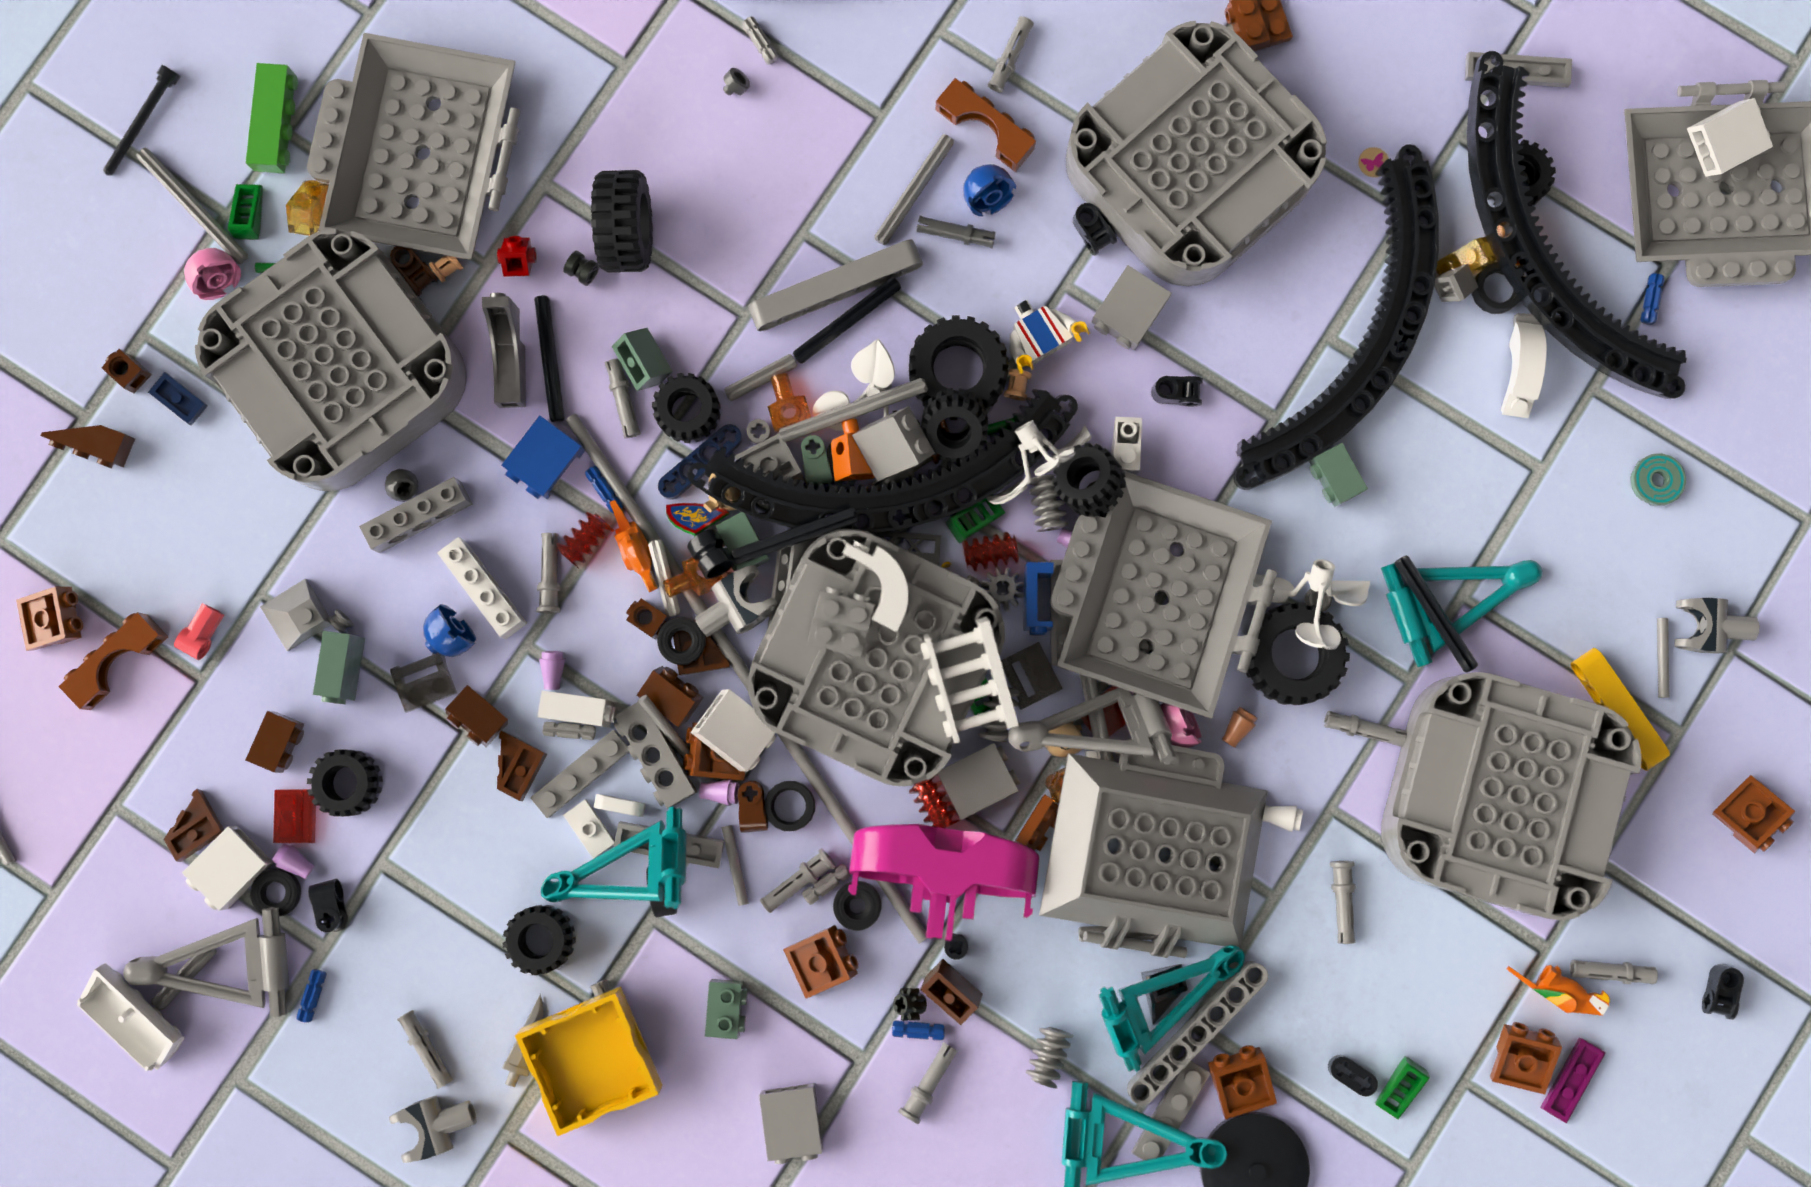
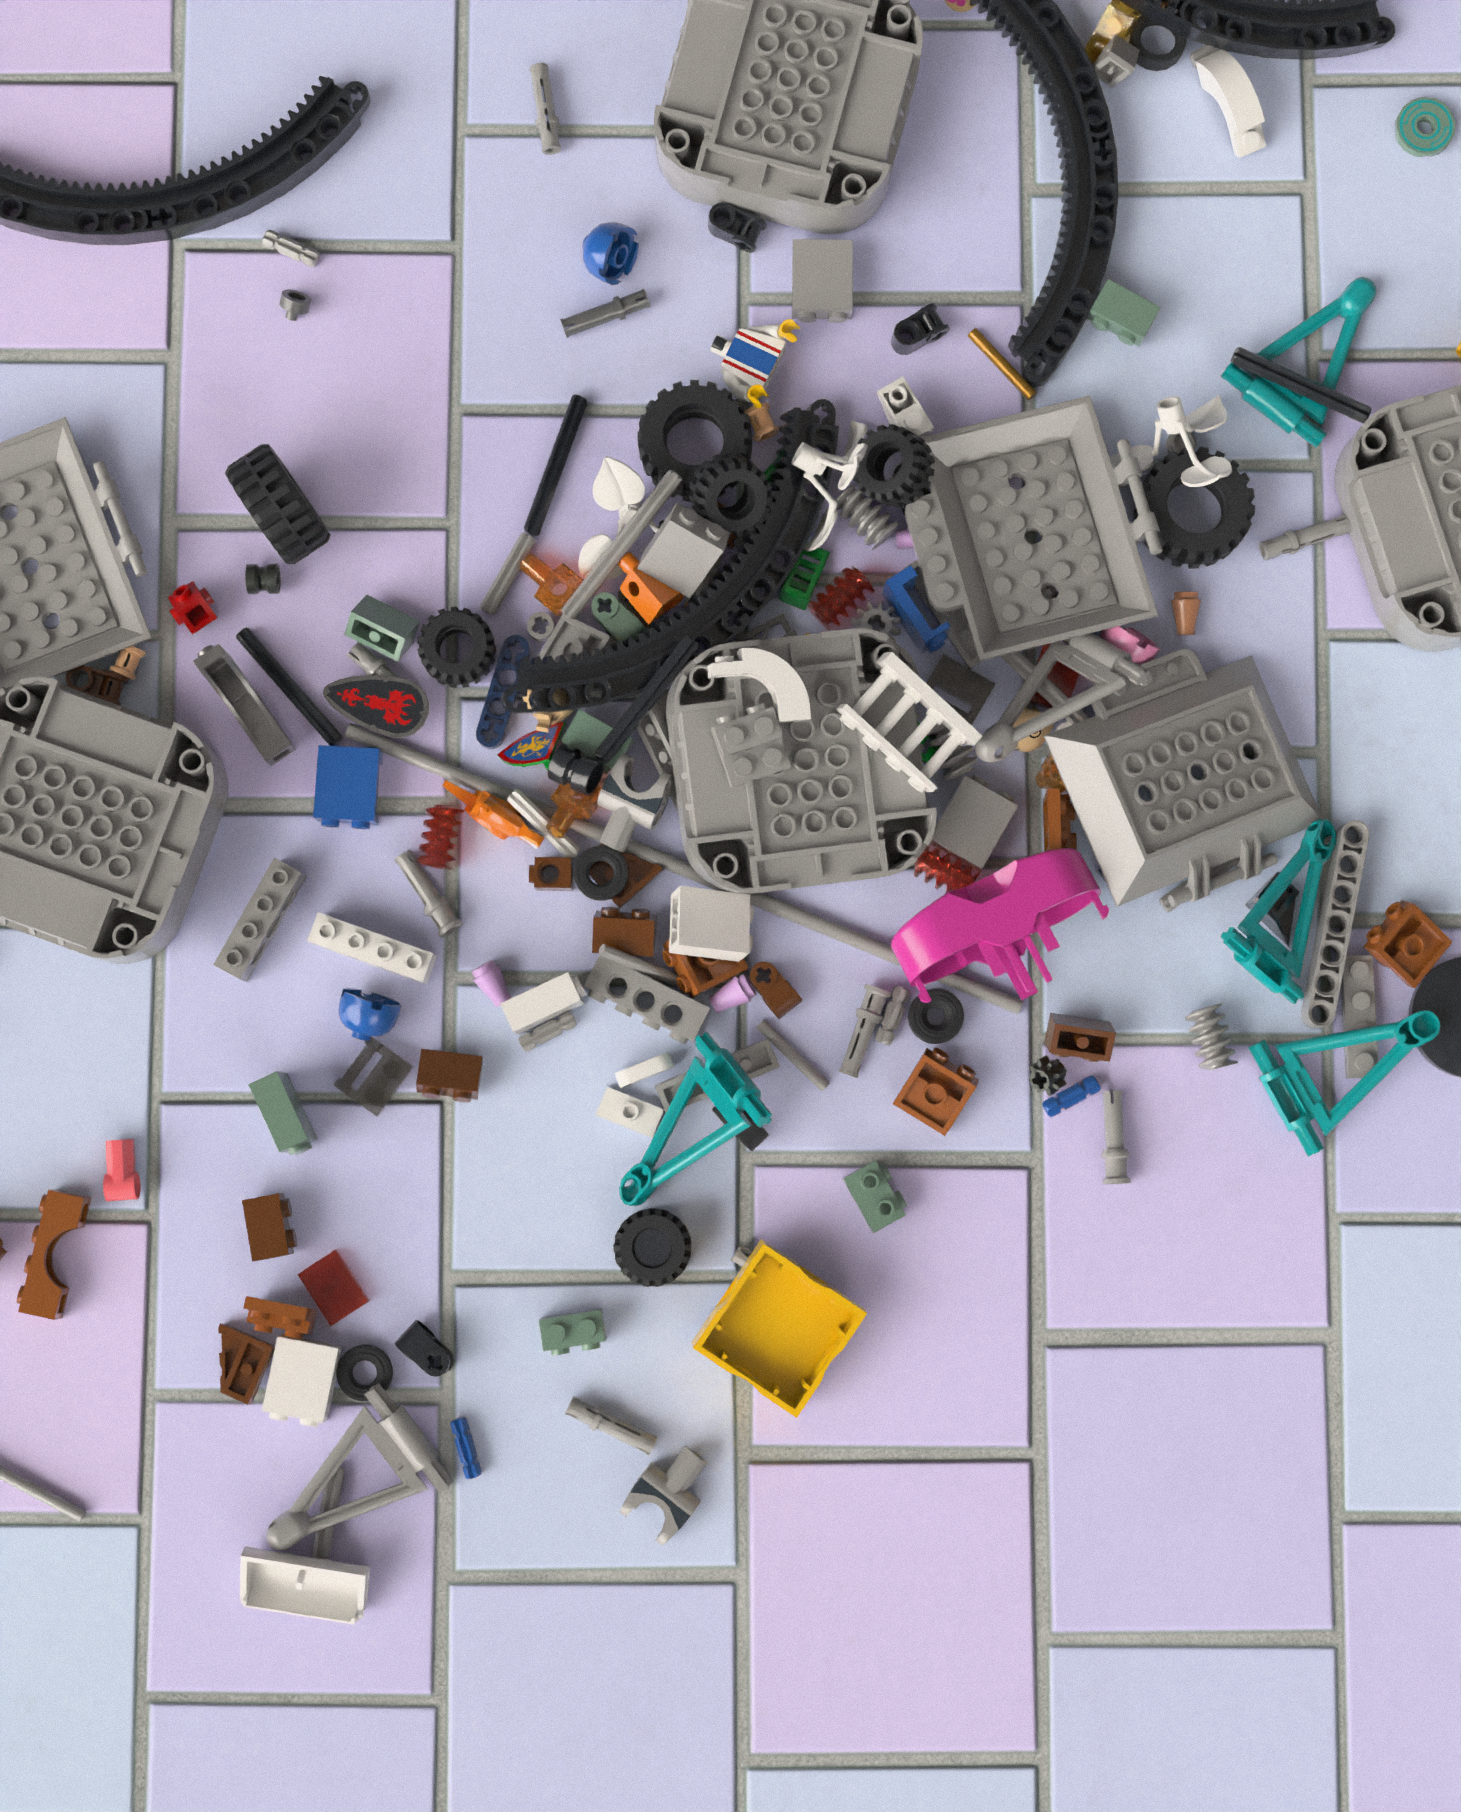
camera: 35 degrees left, 0 degrees up
(240, 811) = (270, 1314): none -> dark orange plate
(293, 861) = (361, 1331): lavender cone -> none
(296, 614) = (205, 1093): light grey slope -> none
(323, 786) = (337, 1228): black tyre -> none
(340, 621) = (253, 1070): light grey bush -> none
(401, 485) = (226, 900): dark grey piece -> none
(442, 962) = (571, 1330): none -> sand green brick
(515, 1062) = (707, 1373): light grey bar -> none
(517, 766) = (520, 1096): reddish brown wing -> none
(580, 774) = (586, 1065): light grey plate -> none
(602, 487) = (424, 777): blue axle -> none
(604, 413) = (380, 703): none -> shield
(770, 811) = (814, 941): black tyre -> none
(791, 1123) = (1009, 1262): light grey brick -> none
(835, 285) = (522, 438): light grey beam -> none
(914, 189) = (537, 298): light grey axle -> none
(954, 954) = (1063, 988): black bush -> none
(961, 104) = (531, 185): dark orange arch -> none
(1224, 456) = (1002, 364): none -> pearl gold bar
(1283, 816) = (1283, 669): white cone -> none
(1343, 889) = (1382, 699): light grey pin -> none

